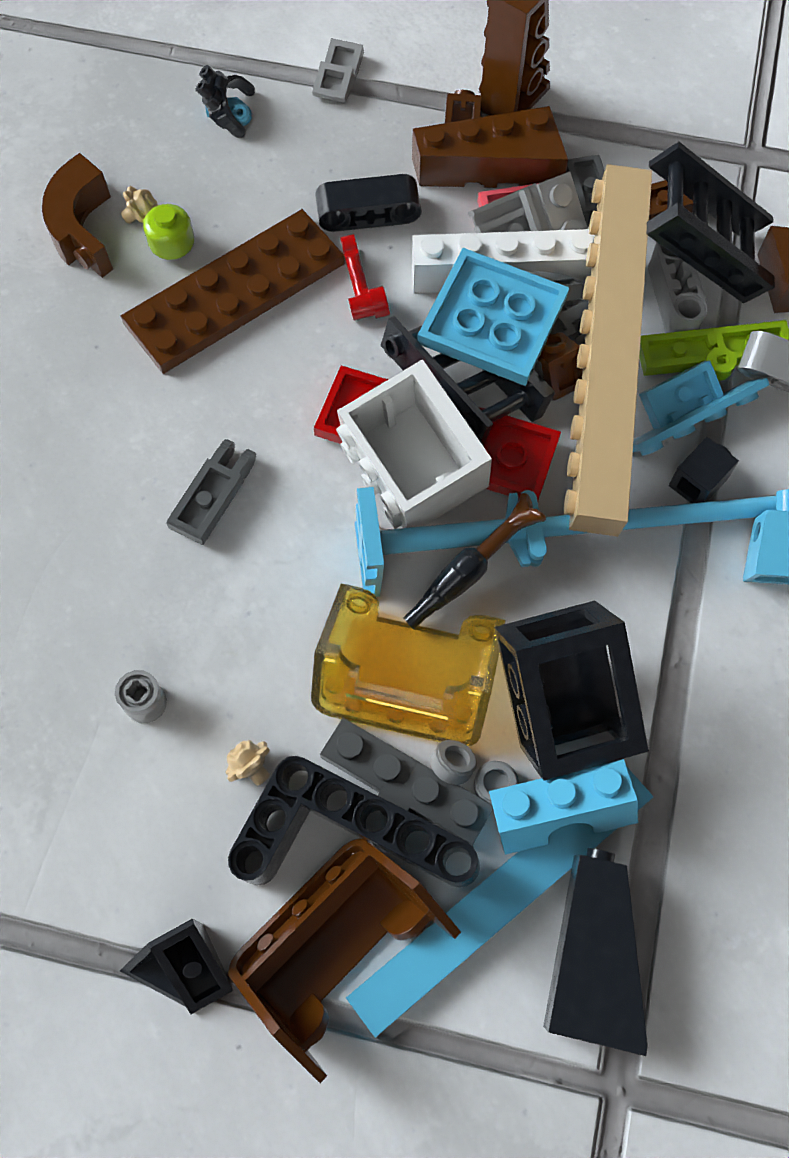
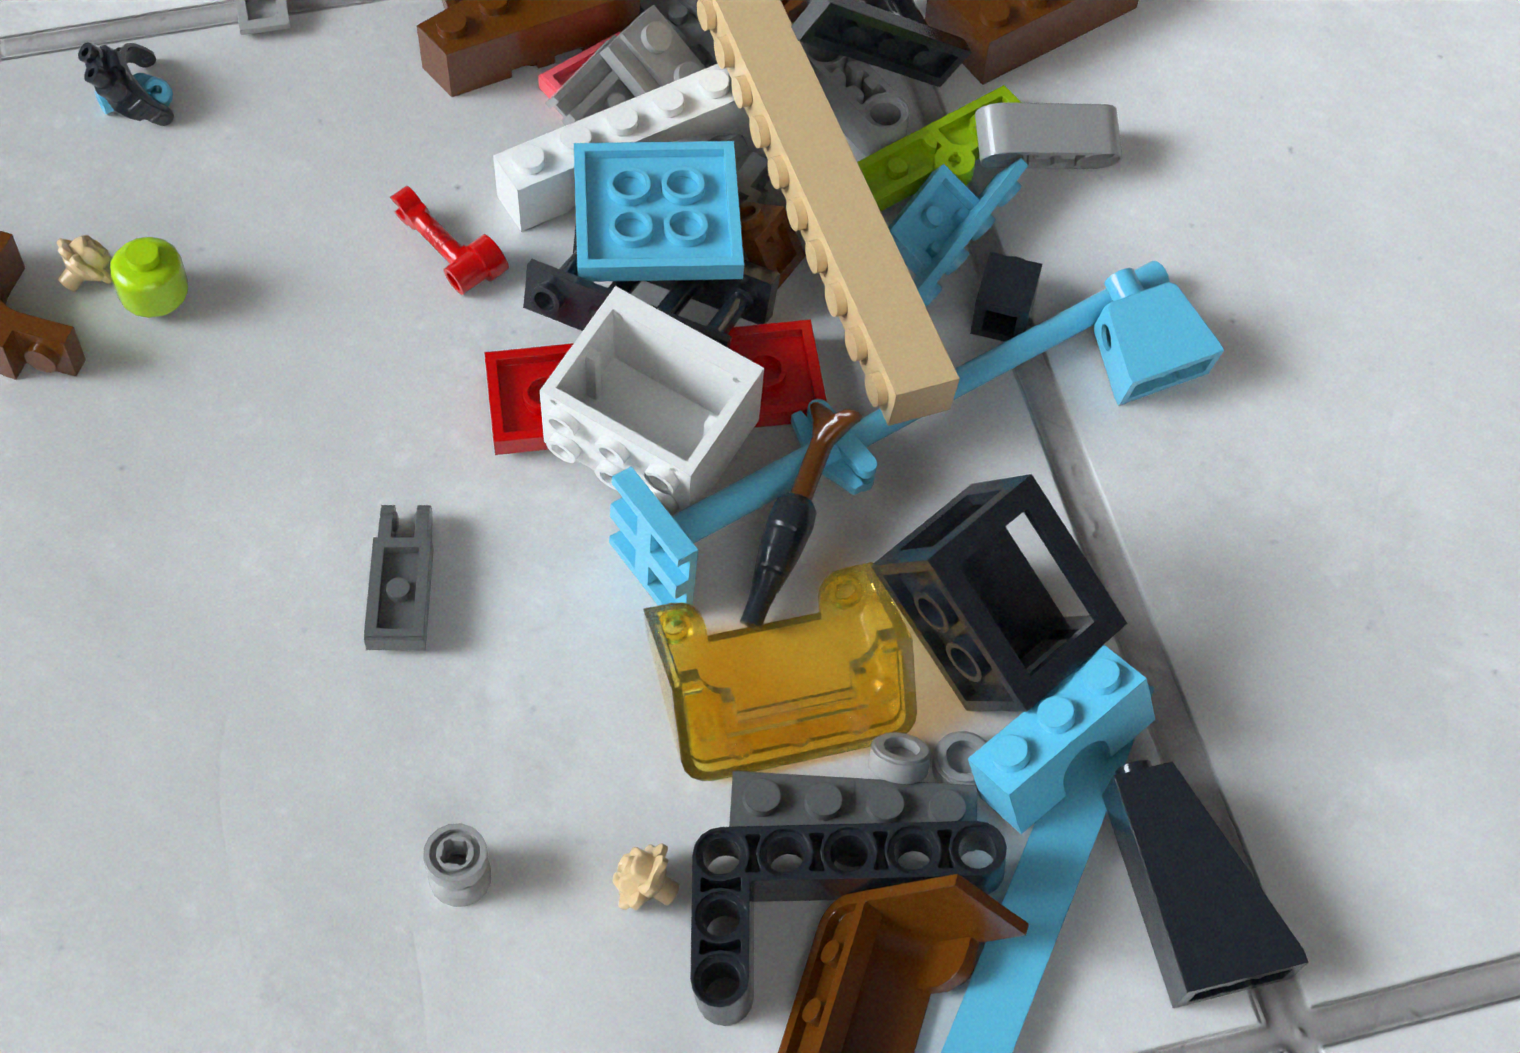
camera: 30 degrees left, 10 degrees down
(232, 290) = (274, 322): reddish brown plate -> none
(368, 202) = (400, 141): black beam -> none

